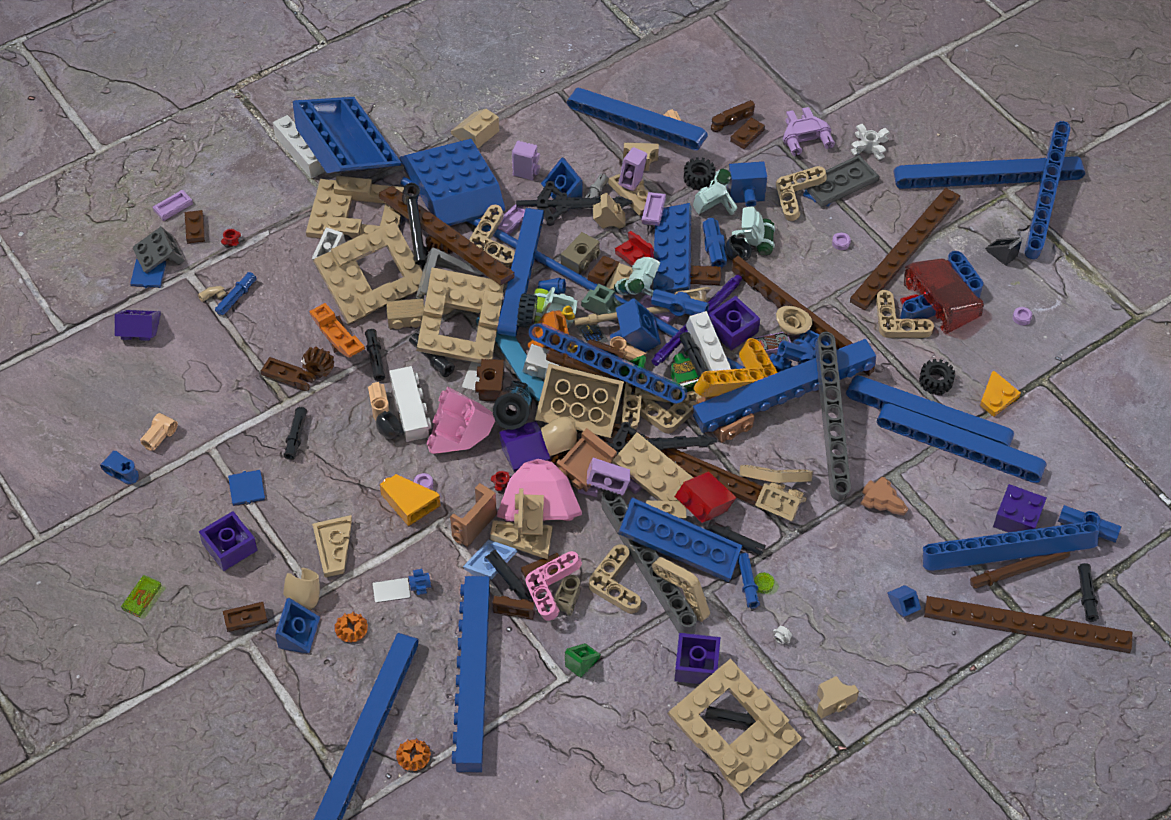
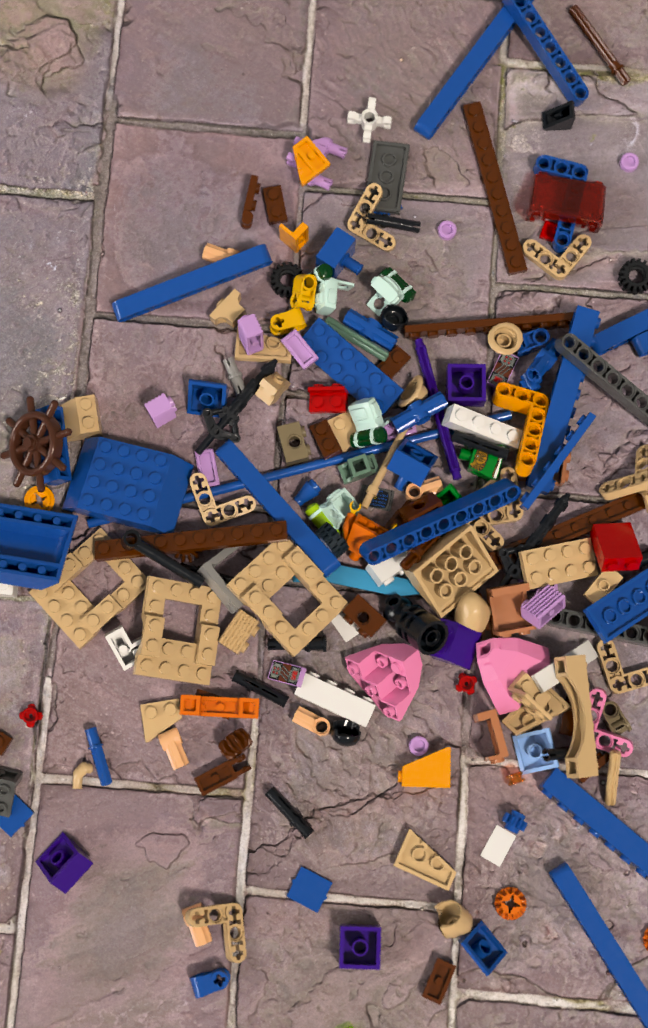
camera: 50 degrees left, 25 degrees up
(177, 442) = (223, 917): none -> tan beam
(282, 330) = (172, 744): none -> light nougat piece
(295, 310) = (159, 717): none -> tan wing
(397, 138) = (30, 499): none -> light orange gear
(401, 359) = (287, 673): none -> tile
(433, 113) = (44, 444): none -> reddish brown brick
(455, 560) = (515, 778): none -> clear orange bush
(516, 622) = (612, 777): none -> tan axle
(570, 524) = (581, 756): none -> tan arch
(576, 527) = (547, 678): none -> white slope
(673, 192) = (288, 321): none -> yellow piece
(695, 183) = (303, 293): none -> yellow piece
(699, 239) = (358, 339): none -> sand green axle
(730, 406) = (561, 454): none -> blue plate
(735, 150) = (296, 239): none -> light orange panel
(796, 122) = (309, 160): none -> light orange wing
(804, 196) = (392, 222): none -> black pin
(1083, 258) = (600, 46): none -> reddish brown axle

